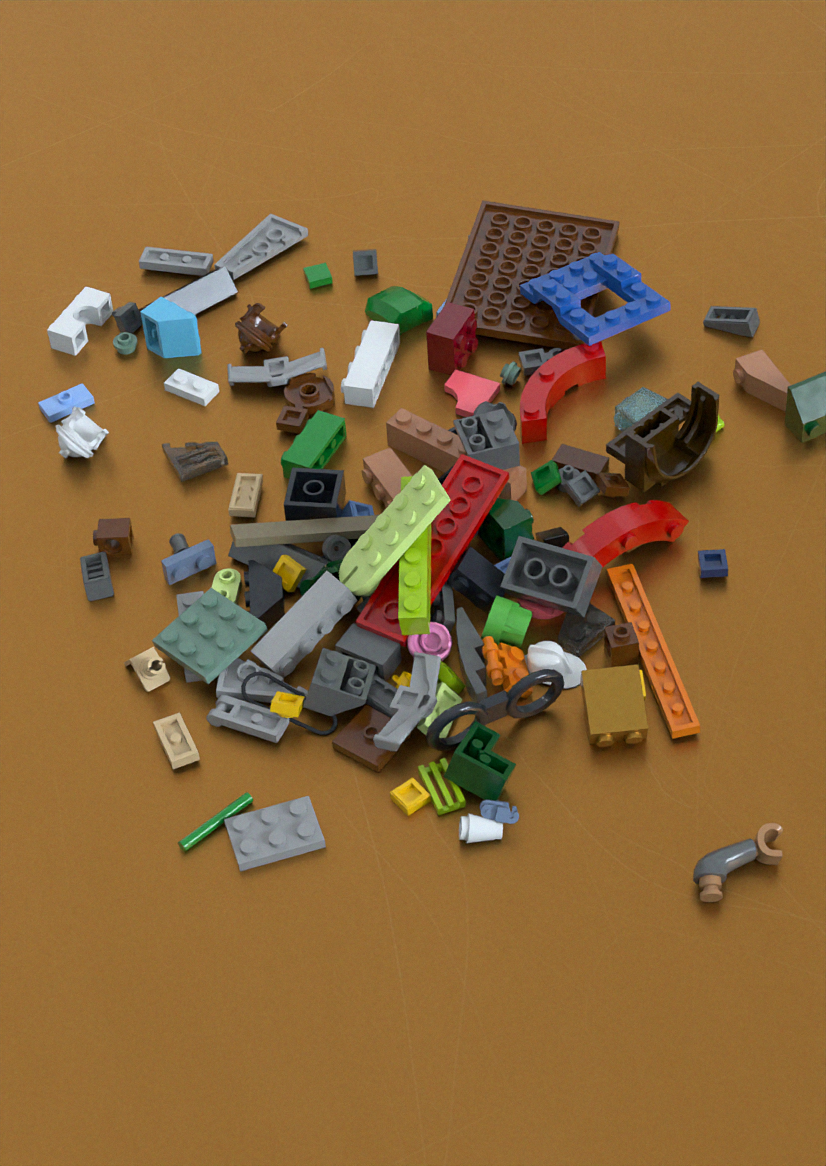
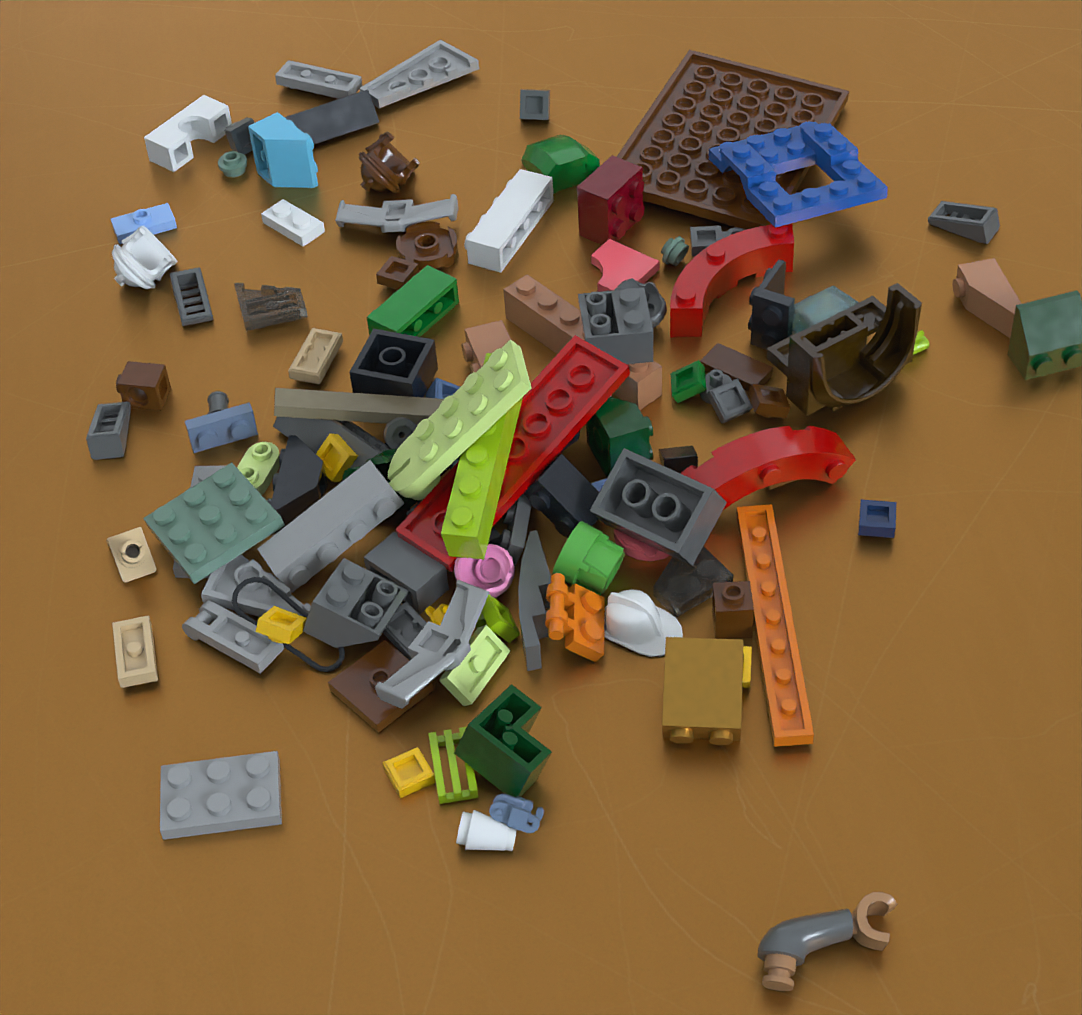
camera: 10 degrees right, 0 degrees up
(122, 445) = (185, 280): none -> dark grey slope
(214, 822) = (150, 767): green bar -> none
(318, 275) = (477, 114): green tile -> none
(496, 707) = (545, 669): black bar -> none
(601, 415) = (771, 309): none -> black bracket

